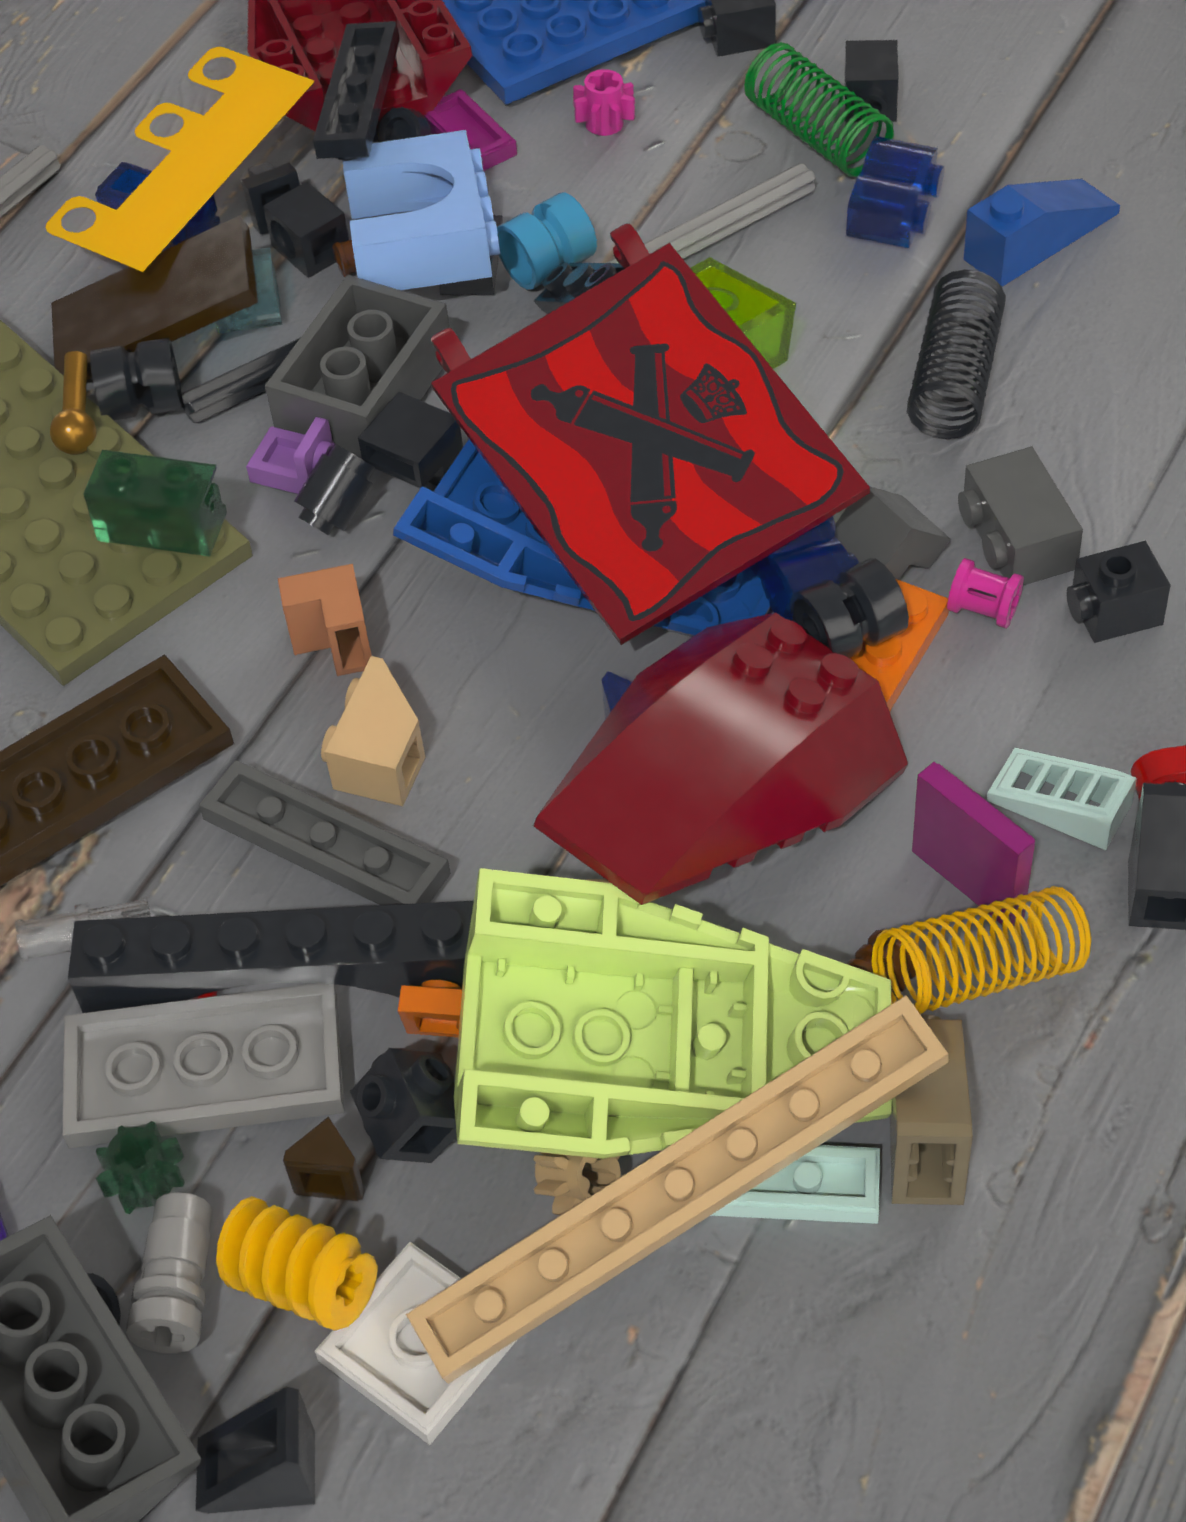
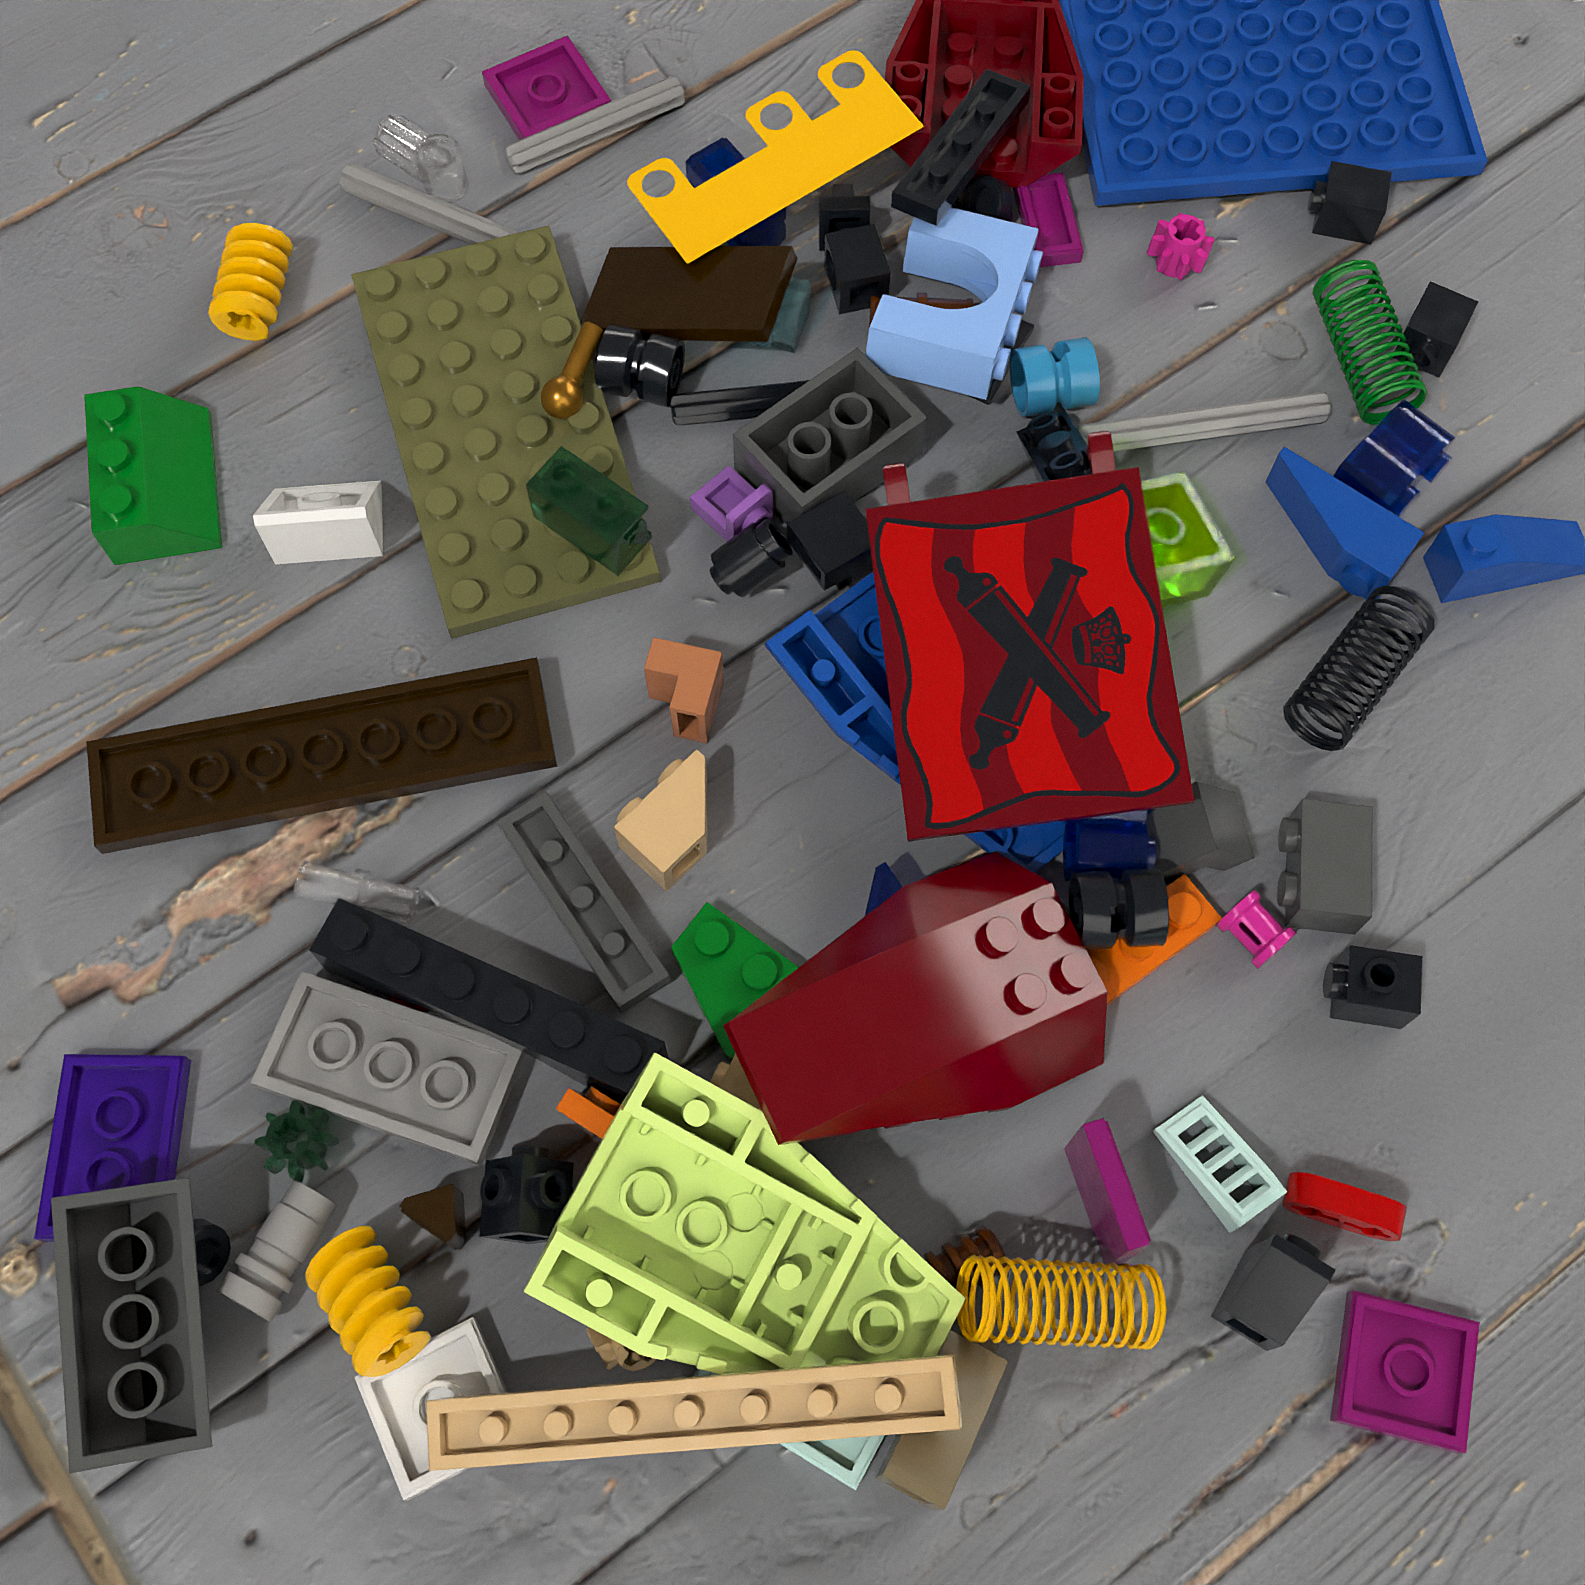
camera: 20 degrees right, 15 degrees up
(258, 1458) = (266, 1455): black slope -> none
(496, 835) = (726, 968): none -> green wing
(873, 255) = (1344, 529): none -> blue slope

